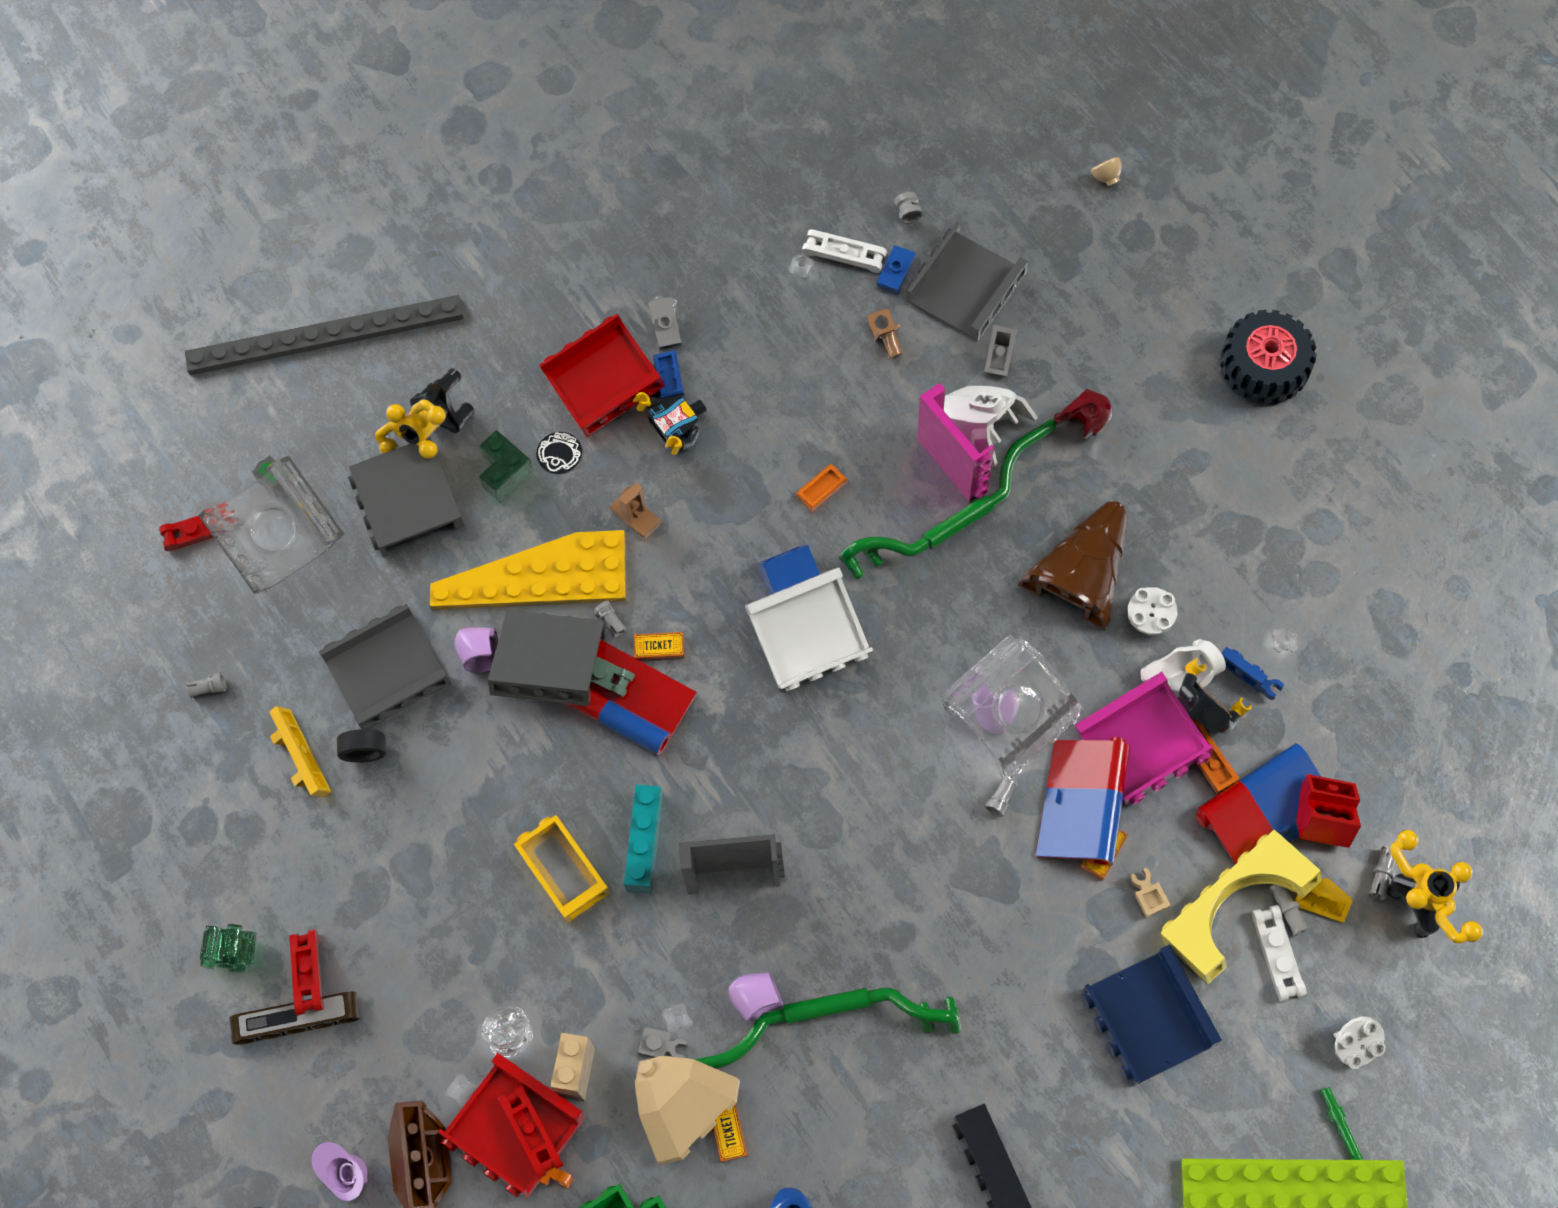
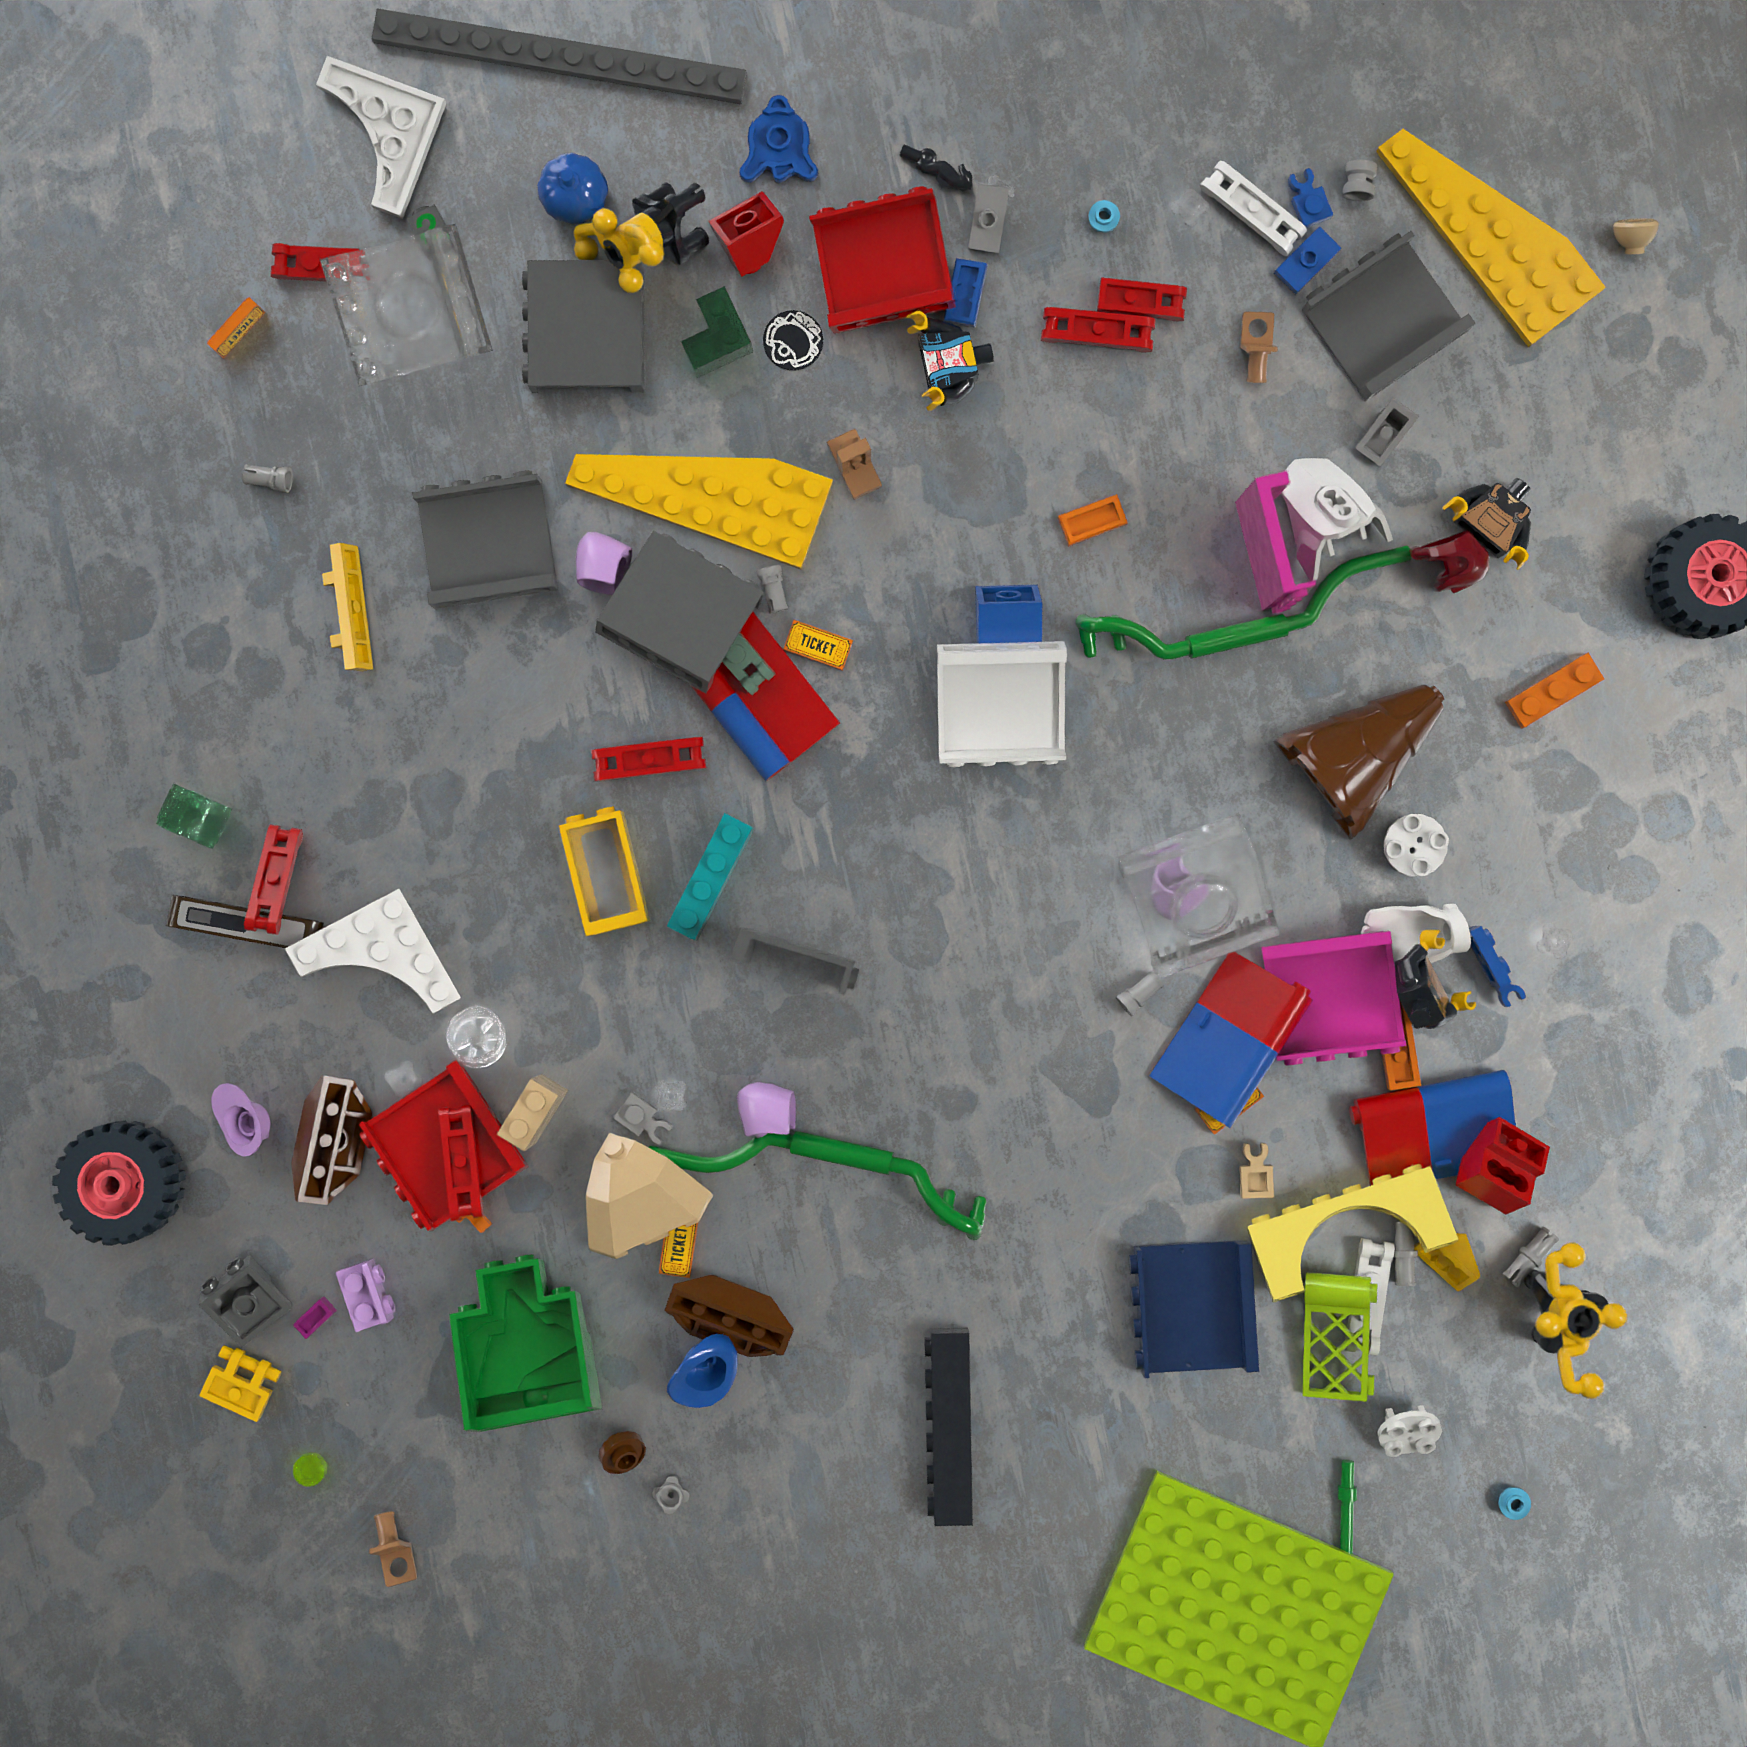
camera: 20 degrees right, 20 degrees up
(150, 592) = (235, 327): none -> tile
(221, 414) = (398, 123): none -> white plate
(361, 745) = (423, 632): black tyre -> none
(363, 410) = (572, 188): none -> blue piece
(404, 986) = (382, 939): none -> white plate
(500, 332) = (778, 143): none -> blue tile
(500, 394) = (749, 232): none -> red slope
(563, 773) = (648, 759): none -> red plate
(624, 308) = (947, 175): none -> black animal
(744, 299) = (1104, 225): none -> medium azure plate
(771, 363) = (1098, 329): none -> red plate
(793, 334) = (1141, 299): none -> red plate
(799, 1165) = (723, 1307): none -> reddish brown wedge
(880, 234) = (1310, 203): none -> blue plate
(1033, 215) = (1513, 255): none -> yellow wing
(1102, 375) = (1496, 518): none -> torso
(1199, 474) = (1554, 690): none -> orange plate
(1257, 955) = (1346, 1297): none -> lime piece
(1462, 1072) = (1506, 1499): none -> medium azure plate

